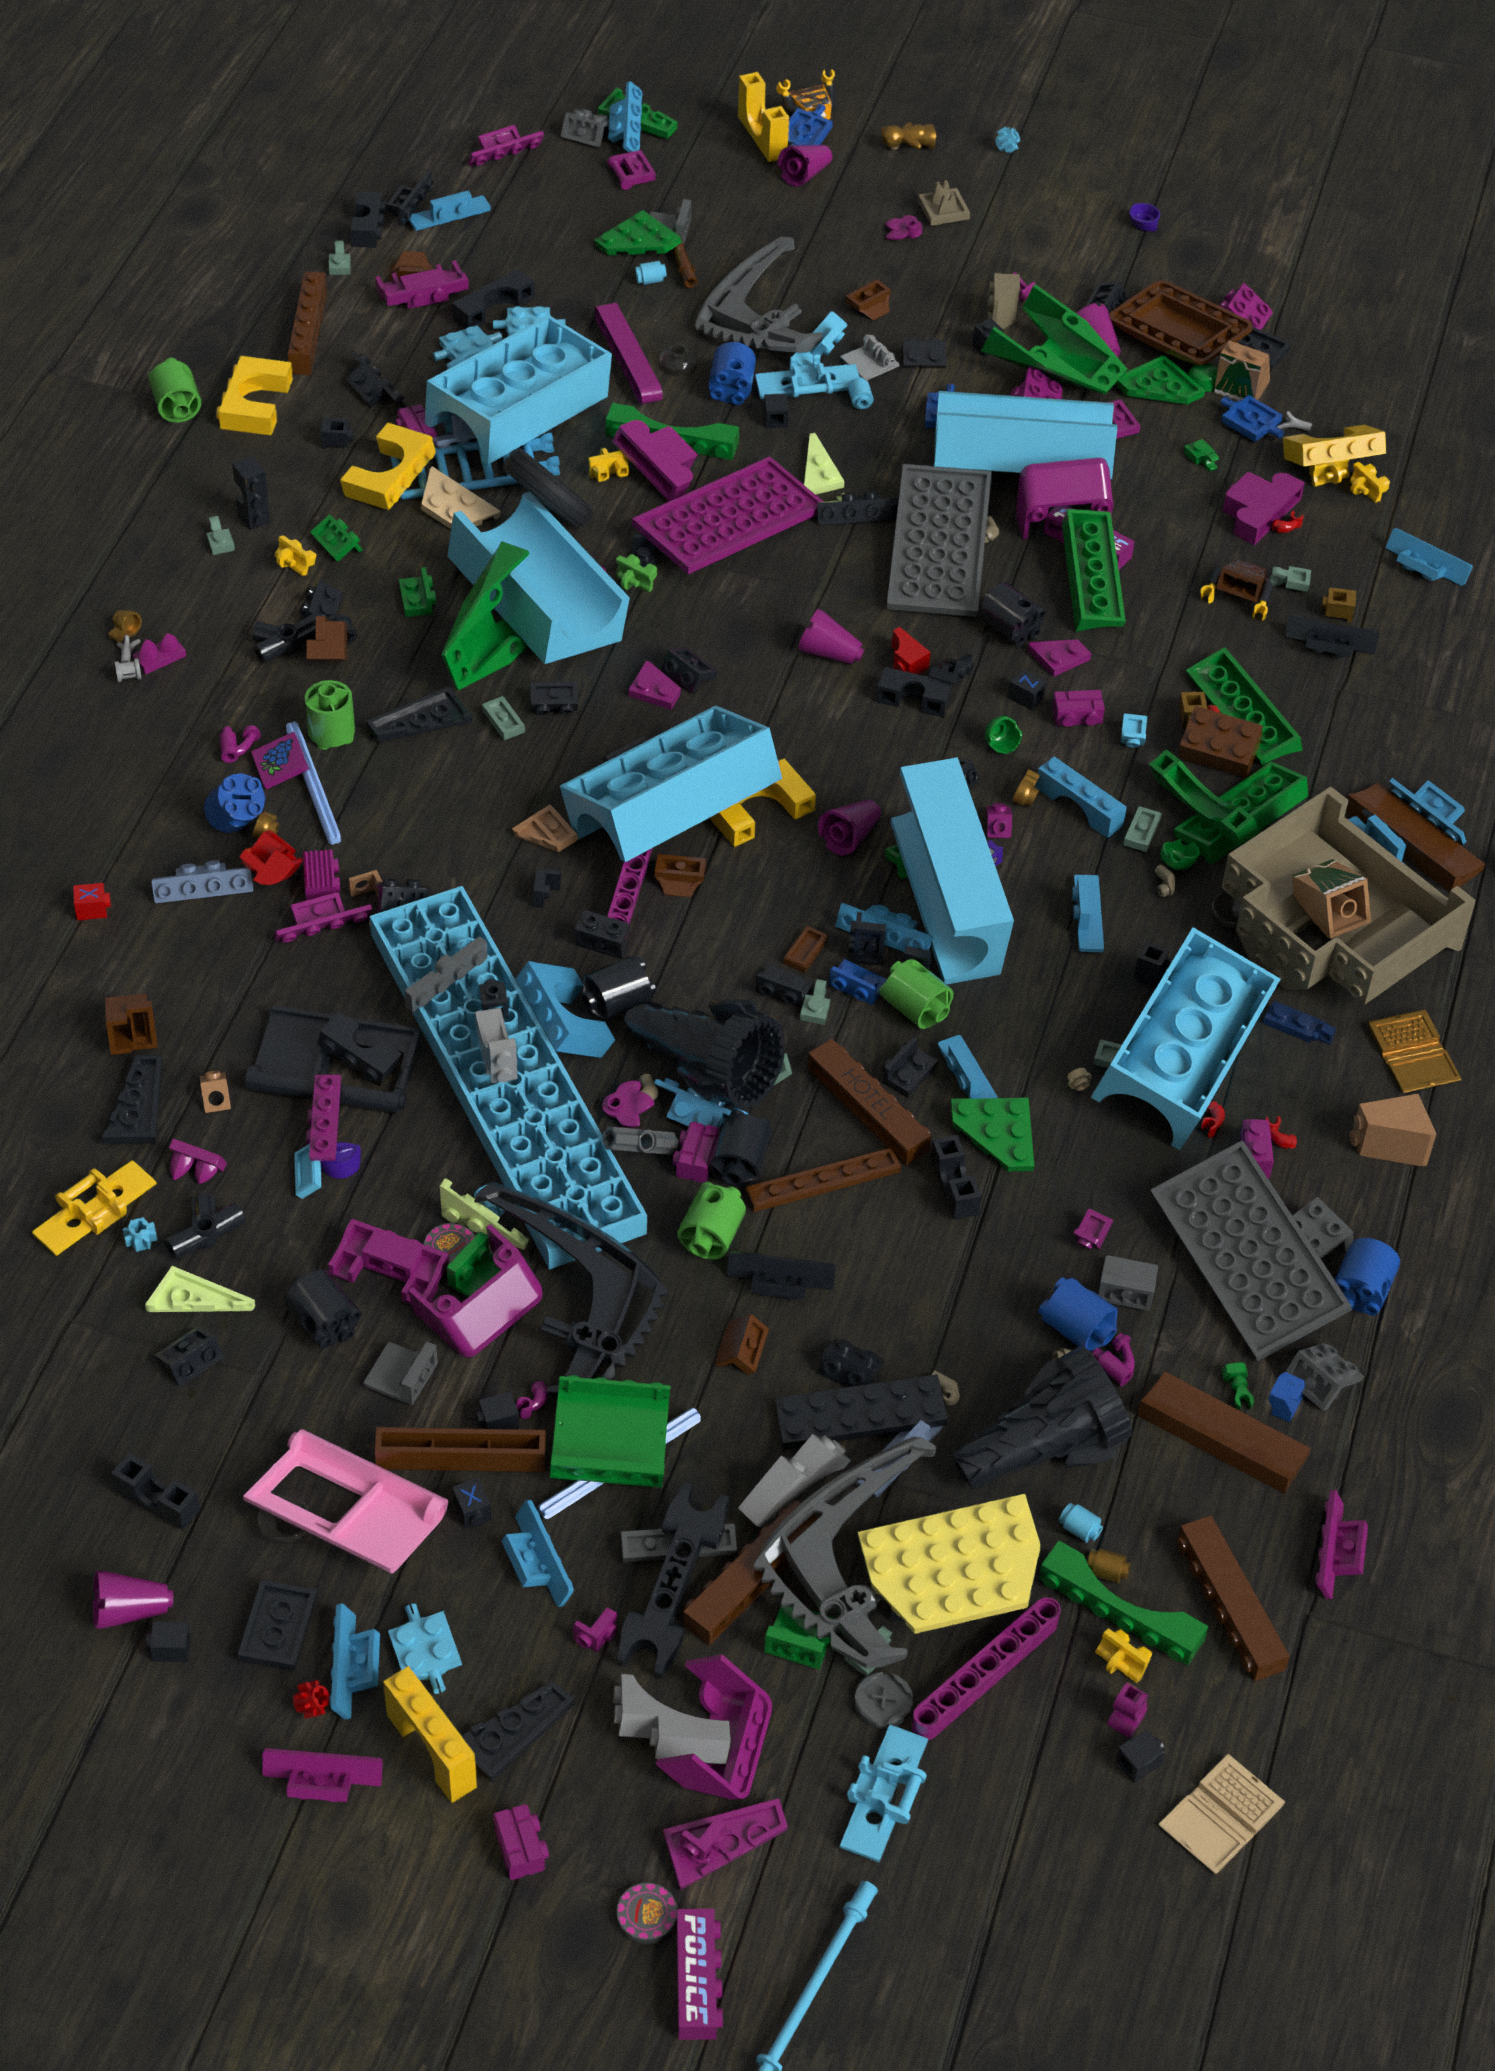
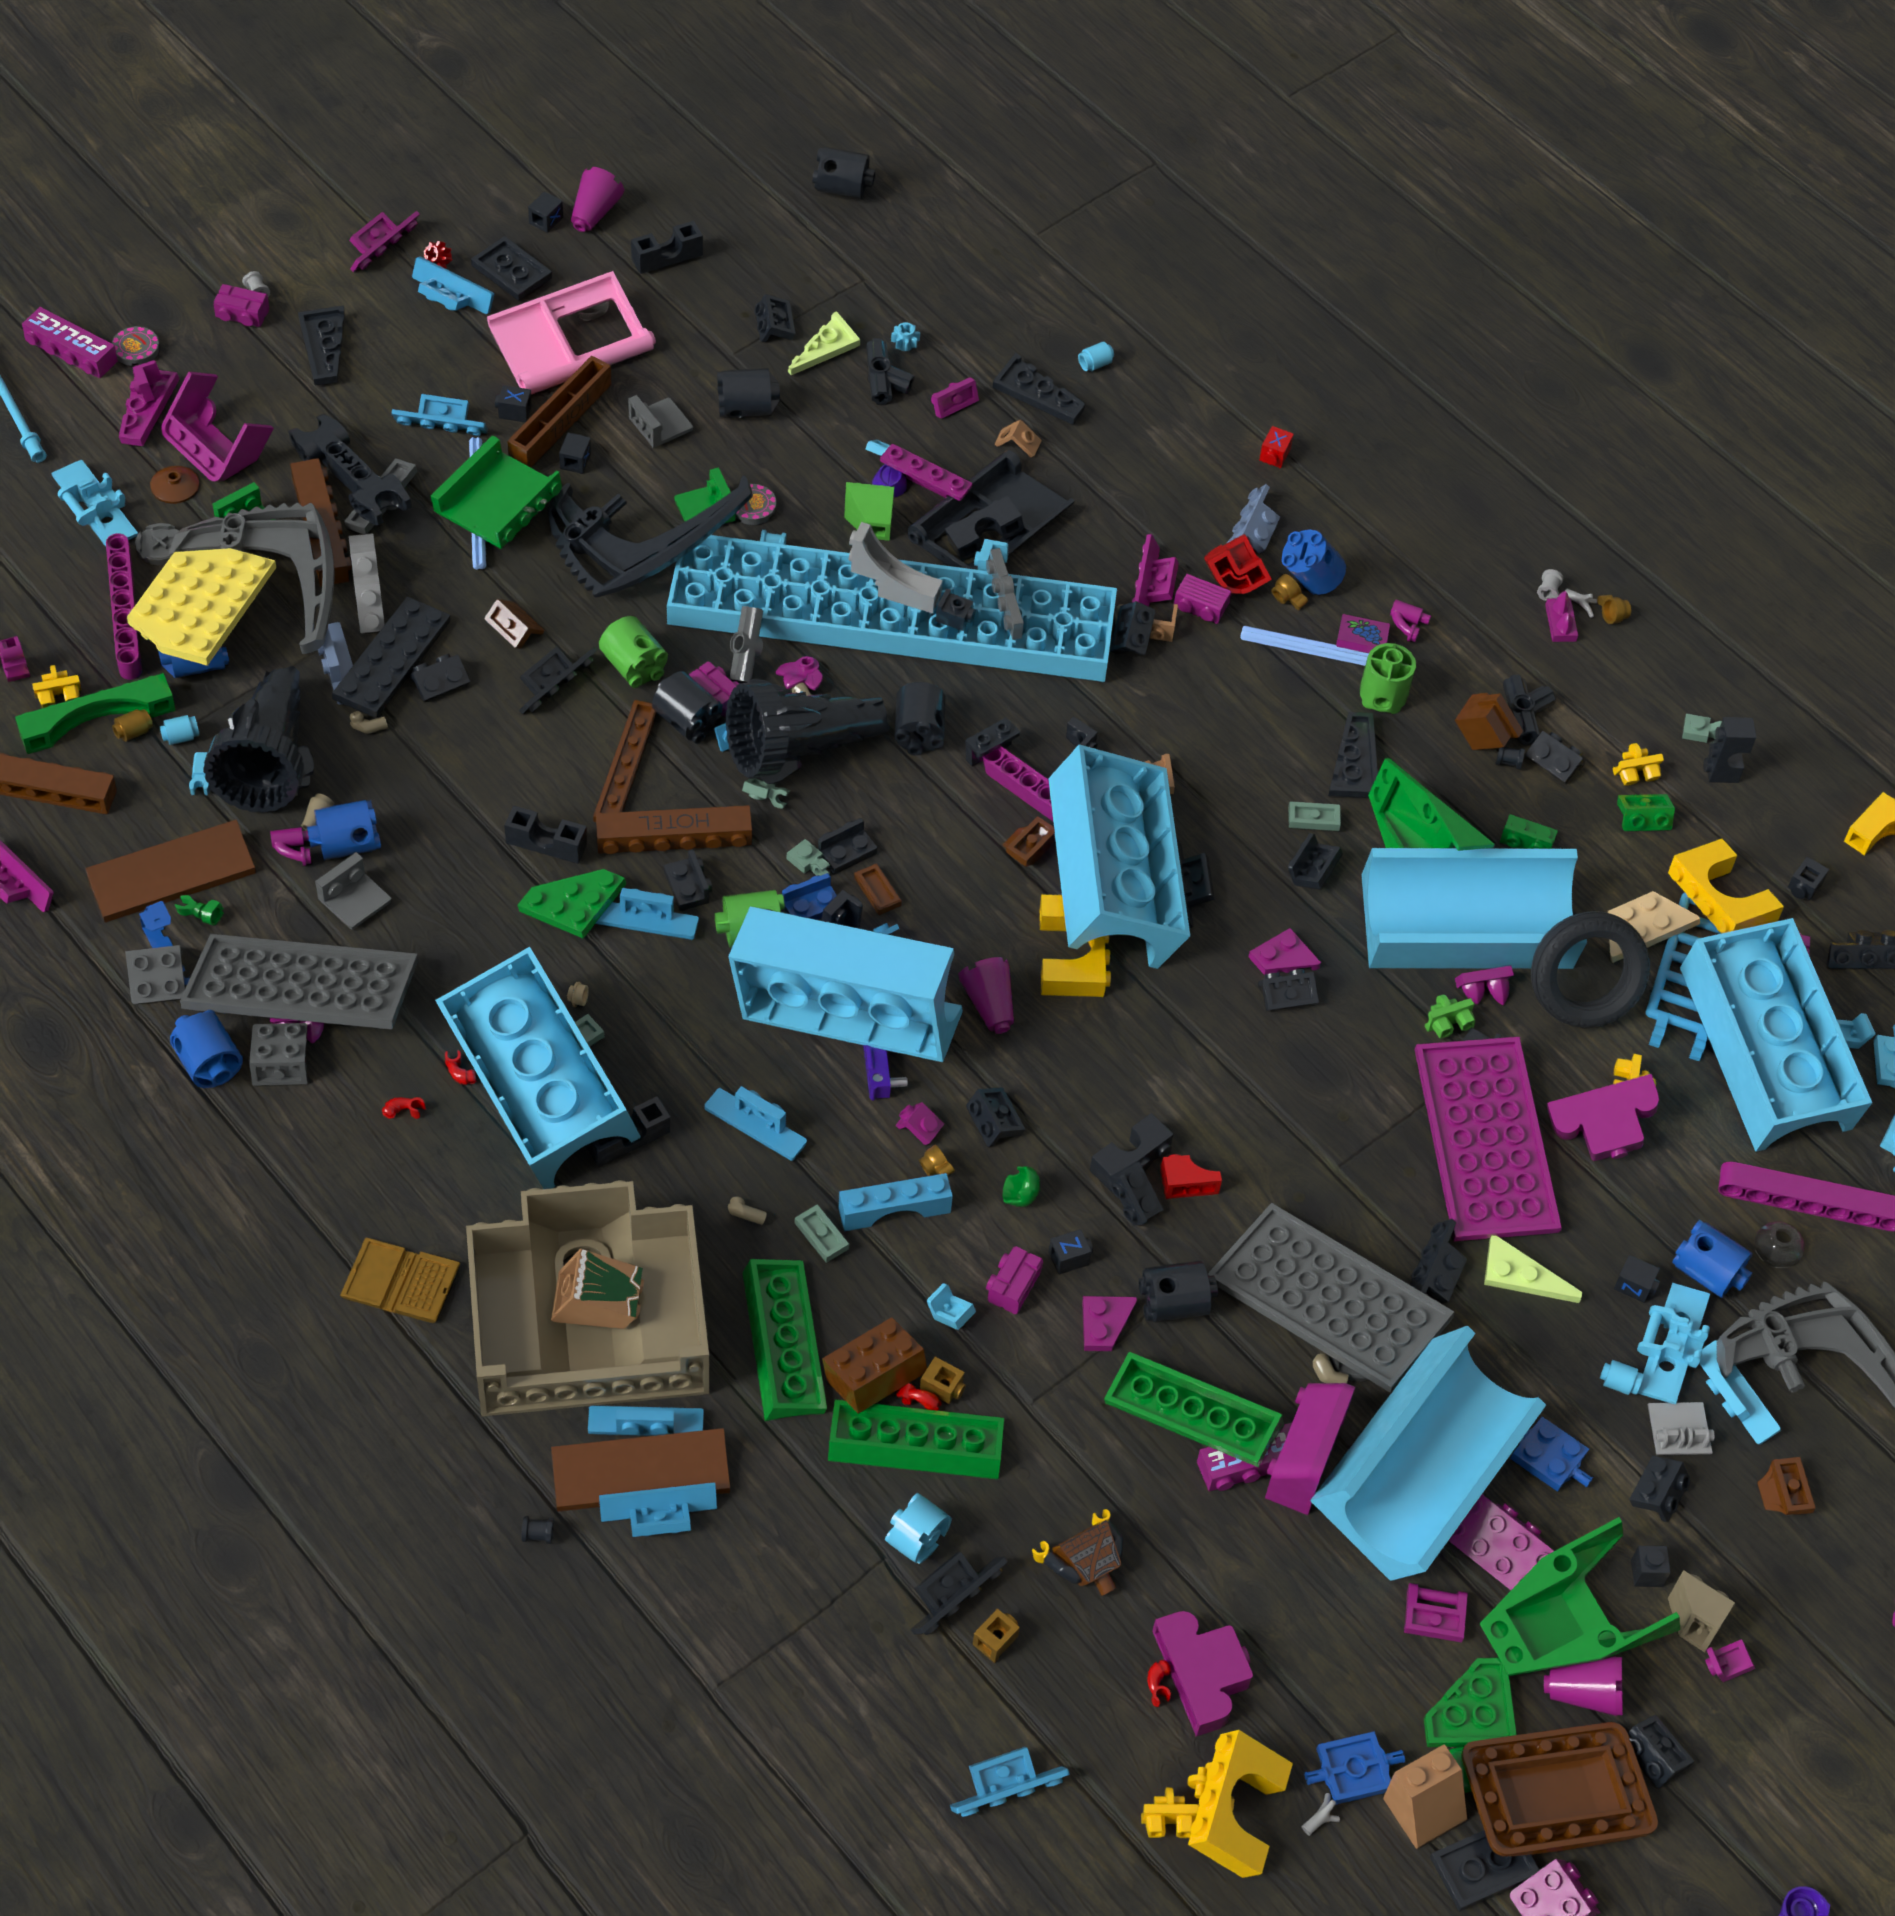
camera: 120 degrees right, 5 degrees up
(61, 1077) = (1096, 356): none -> medium azure brick
(98, 1212) = (944, 319): yellow piece -> none
(130, 1023) = (1116, 405): reddish brown plate -> none
(389, 1255) = (763, 457): magenta bracket -> none
(400, 1022) = (981, 557): none -> medium azure bracket
(401, 1138) = (870, 505): none -> bright green slope
(412, 1709) = (375, 273): yellow arch -> none
(425, 1646) = (427, 332): medium azure plate -> none
(474, 1215) = (772, 518): yellowish green wing -> none
(479, 1848) = (254, 282): none -> light grey bush
(489, 1310) = (669, 499): magenta windscreen -> none
(528, 1405) = (572, 478): magenta arm -> none
(544, 989) = (892, 648): dark azure arch -> none
(602, 1630) = (352, 413): magenta bracket -> none
(668, 1729) = (233, 403): light grey arch -> none
(711, 440) = (1688, 1133): green arch -> none
(798, 1756) = (174, 484): none -> reddish brown dish
(830, 640) = (1246, 1116): magenta cone -> none
(1092, 1229) = (419, 899): magenta bracket -> none
(1108, 1479) = (198, 775): none -> medium azure bar
(1179, 856) = (764, 1235): green hair -> none
(1180, 782) = (855, 1292): green arch -> none
(1202, 453) = (1330, 1673): green plate -> none
(1258, 1141) = (397, 1068): magenta brick -> none
(1294, 577) = (1067, 1622): sand green plate -> none
(1298, 1024) = (499, 1207): dark blue hinge -> none
(1314, 663) = (918, 1528): none -> medium azure brick
(1394, 1130) = (320, 1176): medium nougat slope -> none

